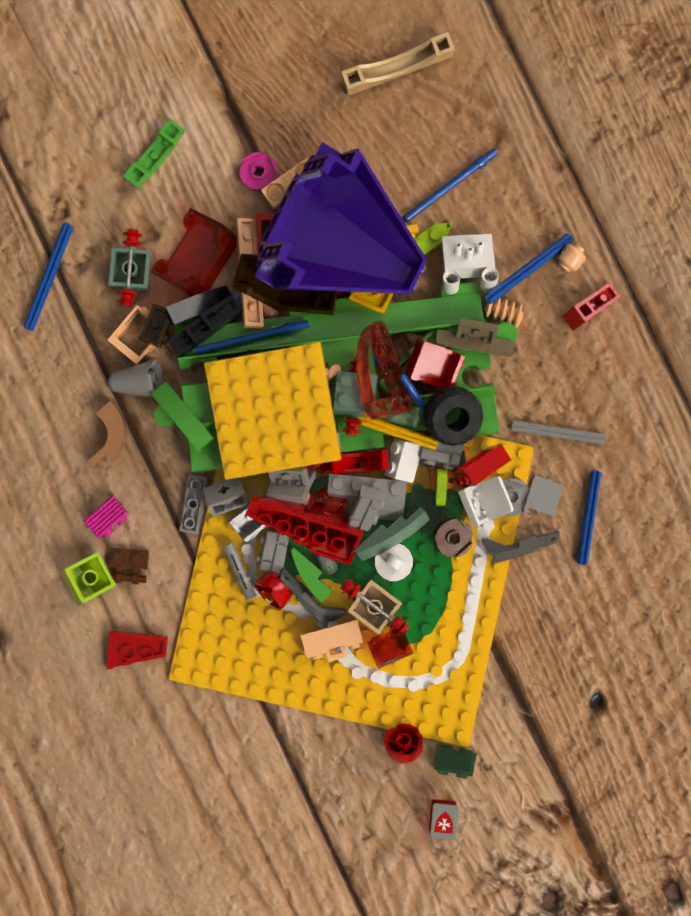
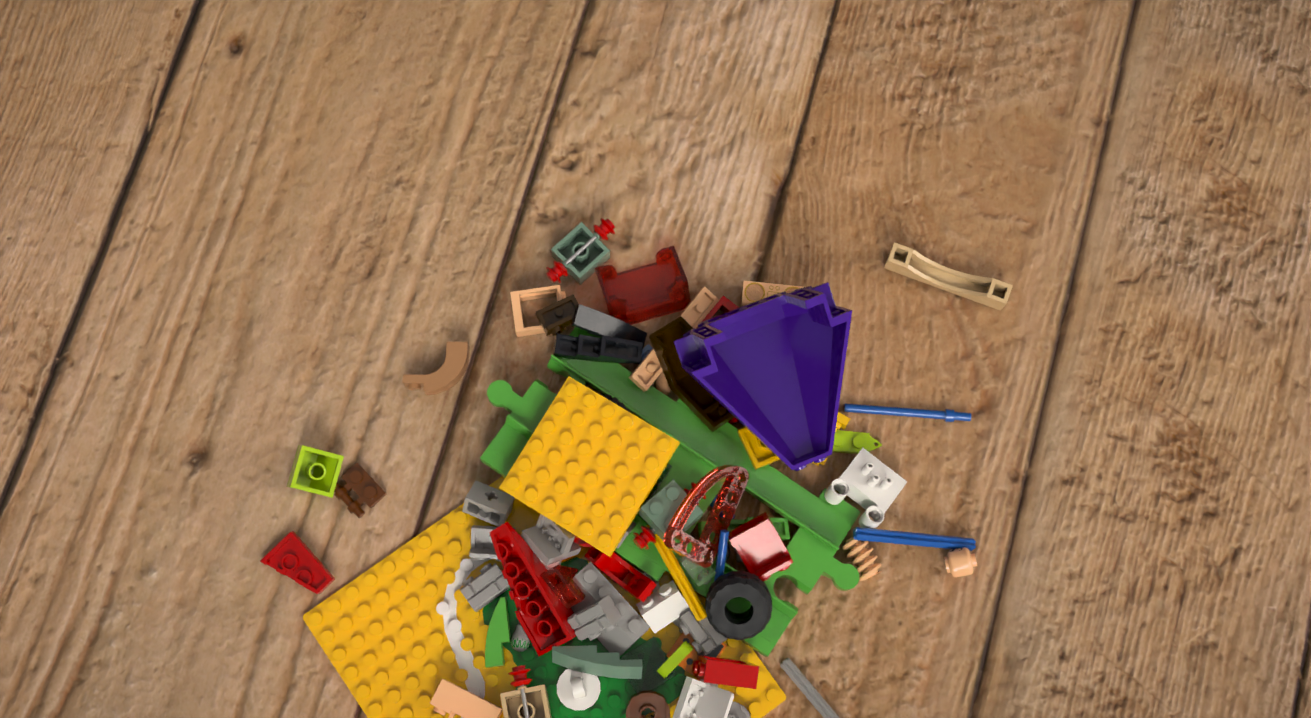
camera: 45 degrees right, 10 degrees down
(48, 276) = (510, 203): blue axle -> none
(106, 517) = (377, 434): dark pink brick -> none
(138, 379) = (506, 346): light grey cone -> none
(155, 154) = (683, 182): bright green slope -> none
(182, 416) = (511, 405): bright green slope -> none
(191, 516) = (446, 496): light grey tile -> none
(239, 571) = (442, 578): light grey pin -> none
(248, 167) = (750, 255): dark pink plate -> none
(273, 589) = (457, 619): red cylinder -> none
(288, 328) = (665, 410): blue bar -> none
(304, 596) = (475, 650): dark grey piece -> none
(333, 371) = (666, 478): light nougat arm -> none
(475, 337) = (817, 556): dark tan bracket -> none
(591, 306) = (942, 619): red slope -> none

